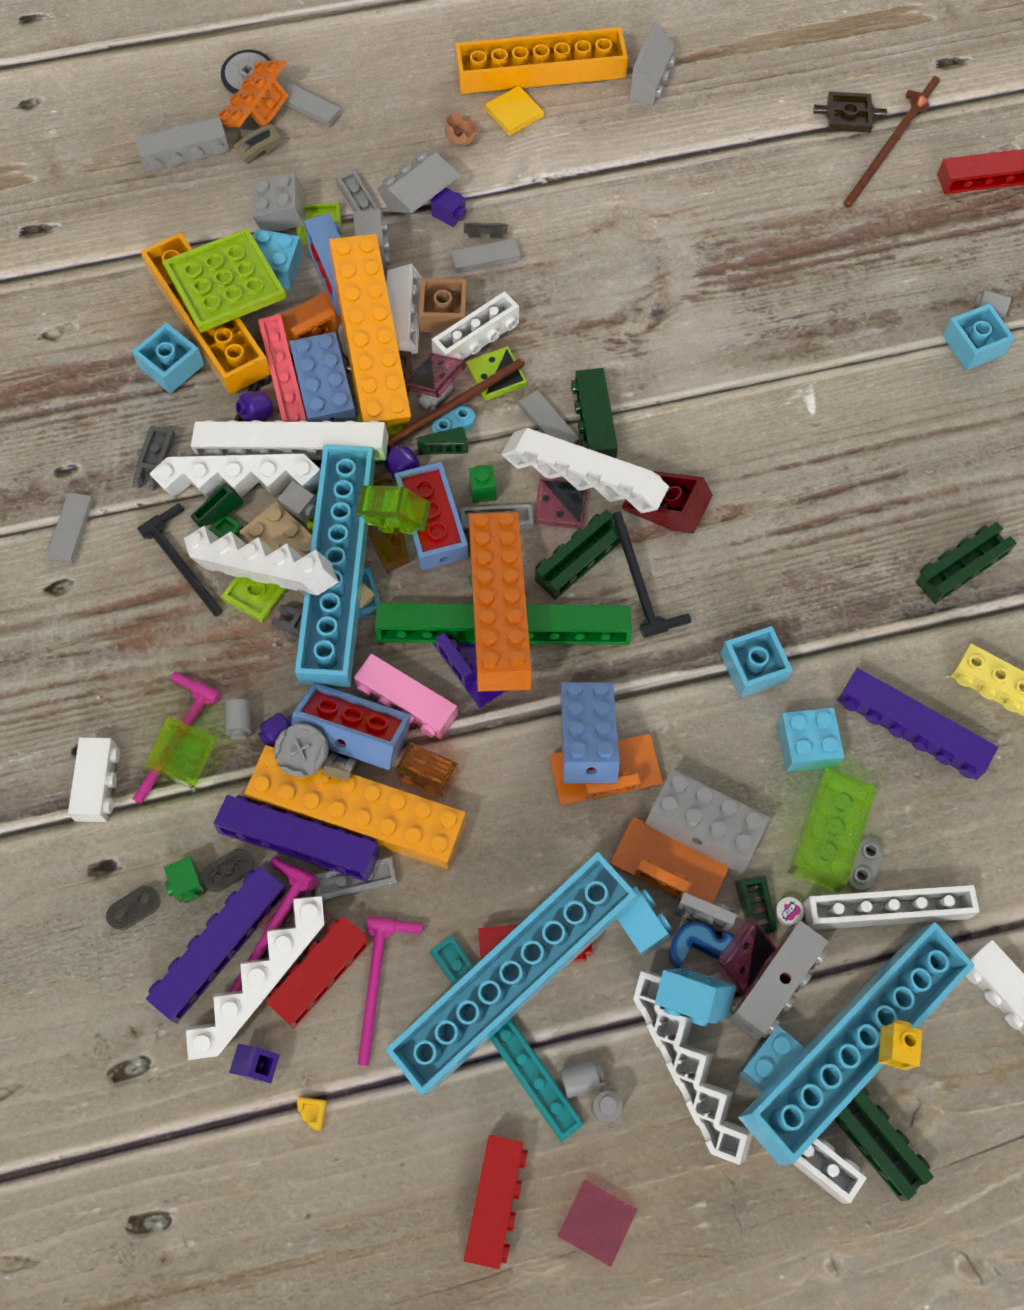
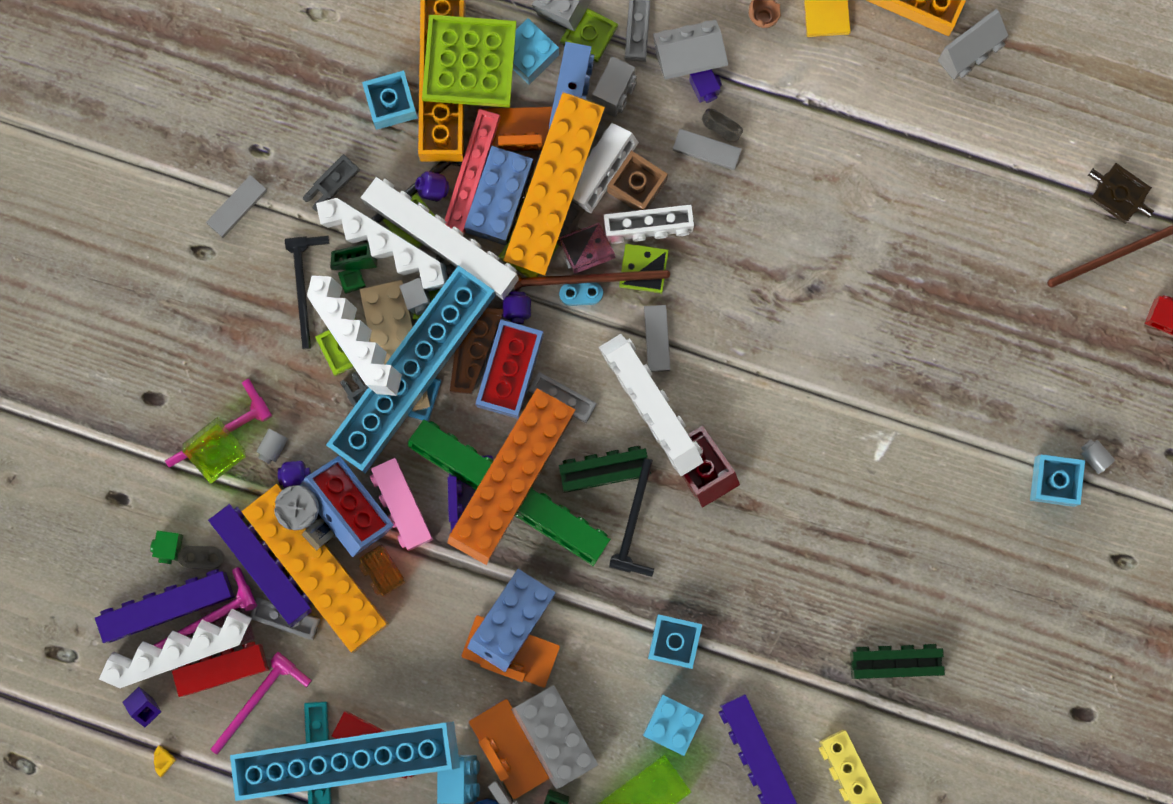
camera: 35 degrees right, 15 degrees up
(93, 780) = (145, 430): white brick -> none
(132, 908) = (122, 543): clear smoke plate -> none
(392, 509) = (475, 357): clear neon green brick -> none
(444, 442) = (566, 310): dark green slope -> none
(483, 483) = (568, 363): green brick -> none
(559, 504) = (617, 416): clear pink tile -> none
(594, 411) = (696, 356): dark green brick -> none

